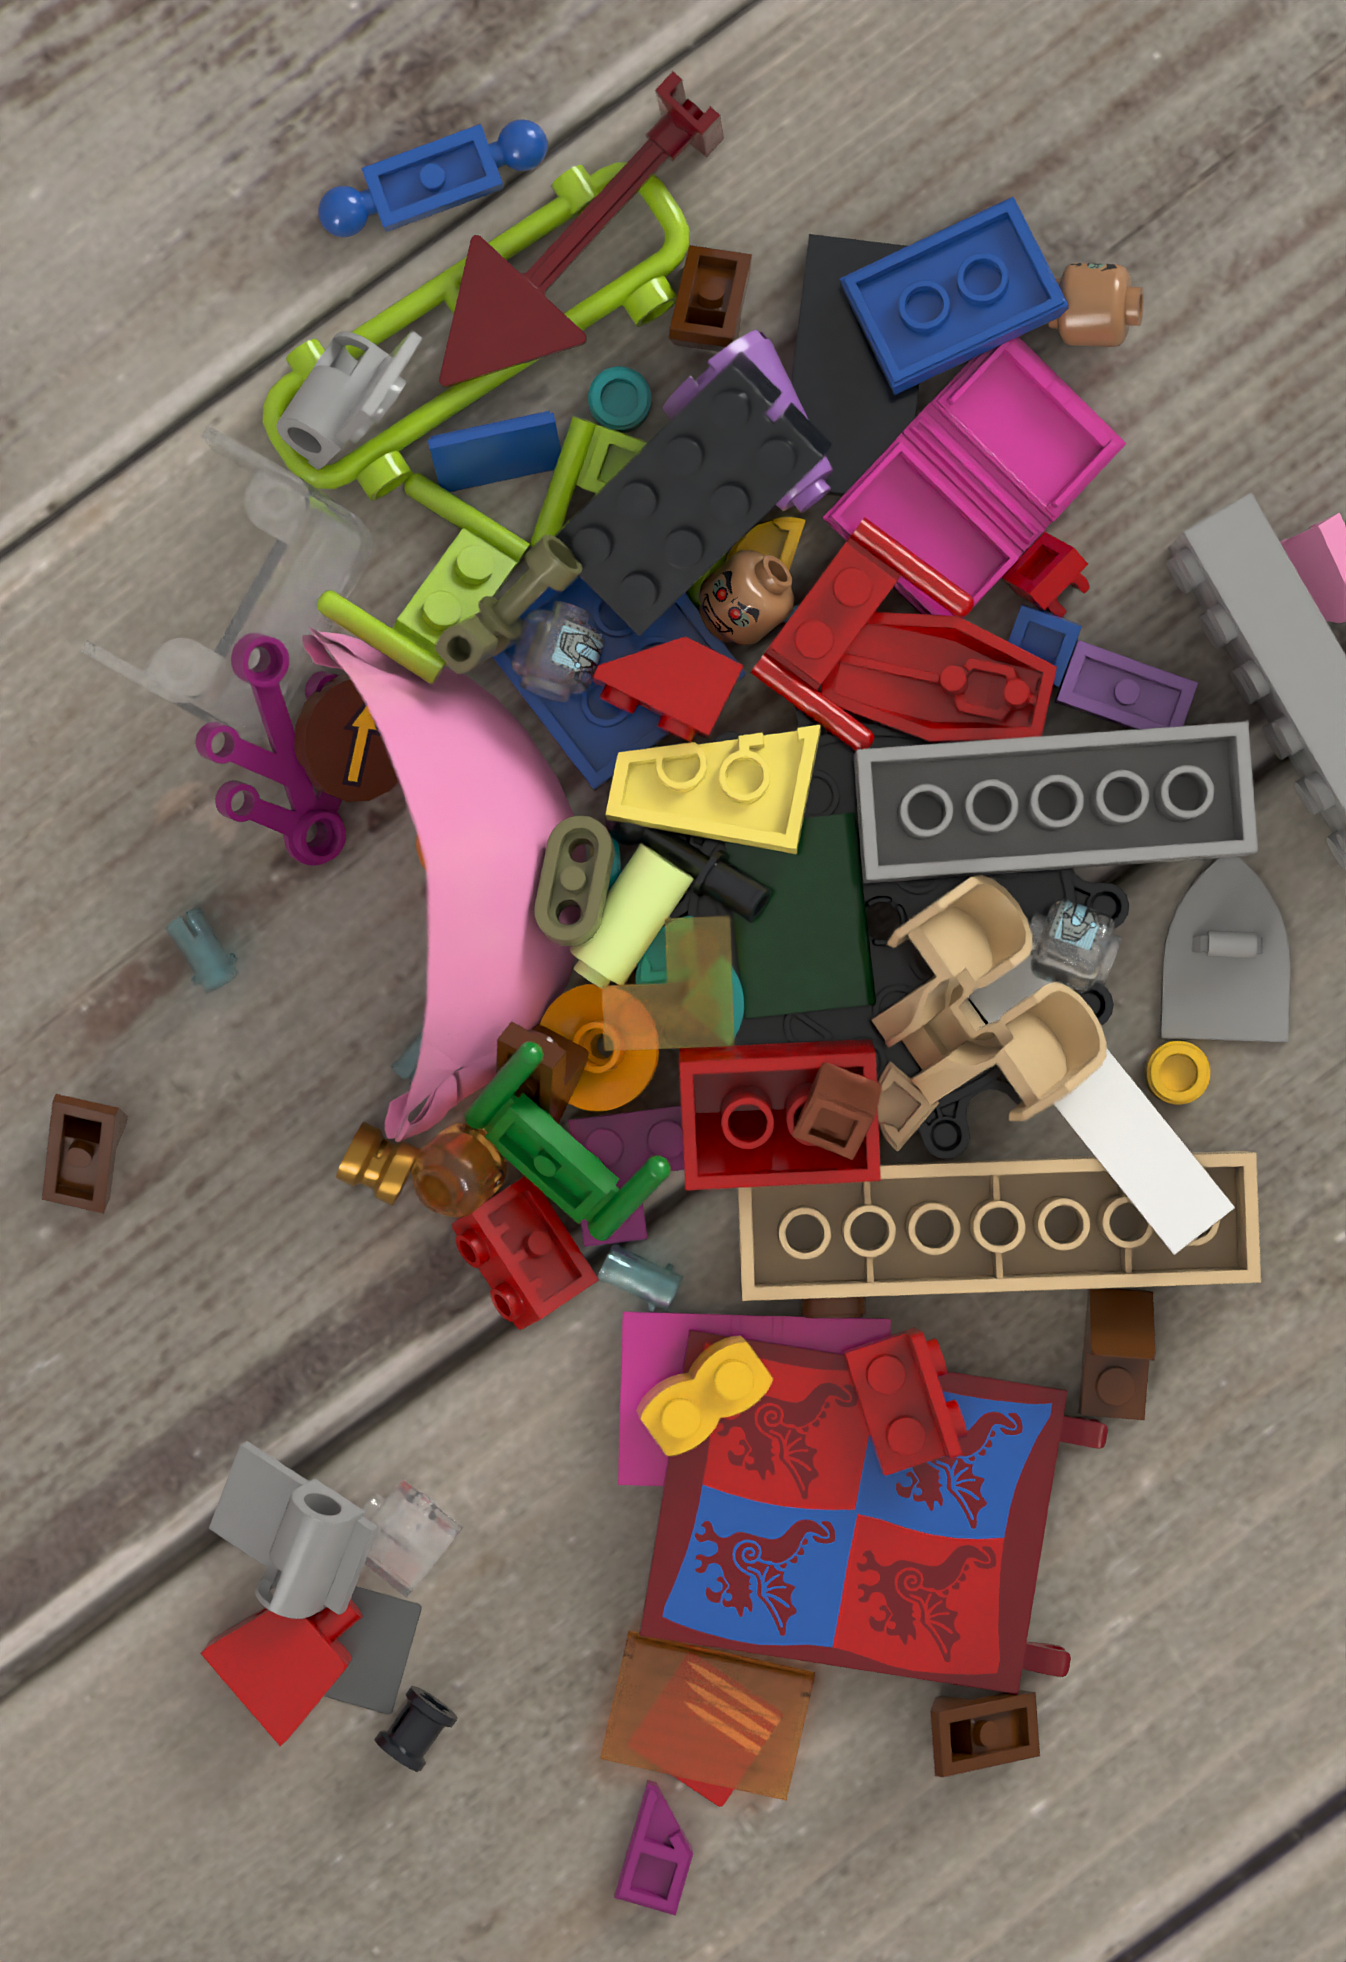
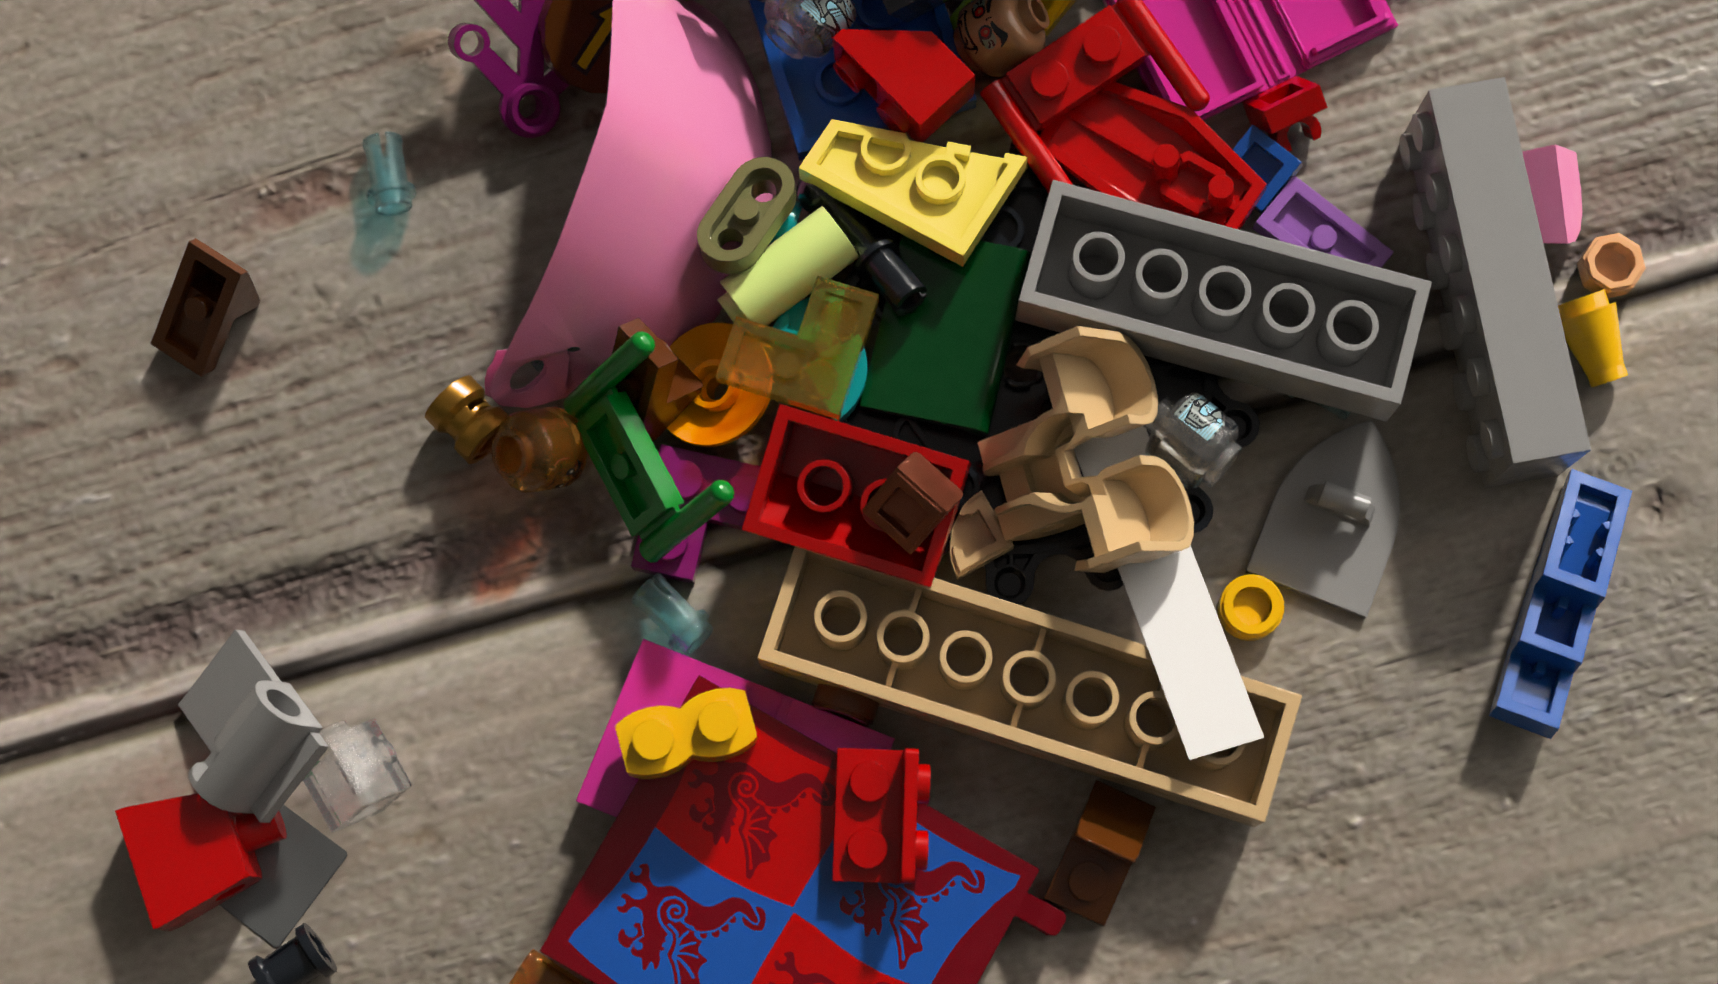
camera: 25 degrees right, 10 degrees down
(523, 1254) = (571, 551): red bracket -> none

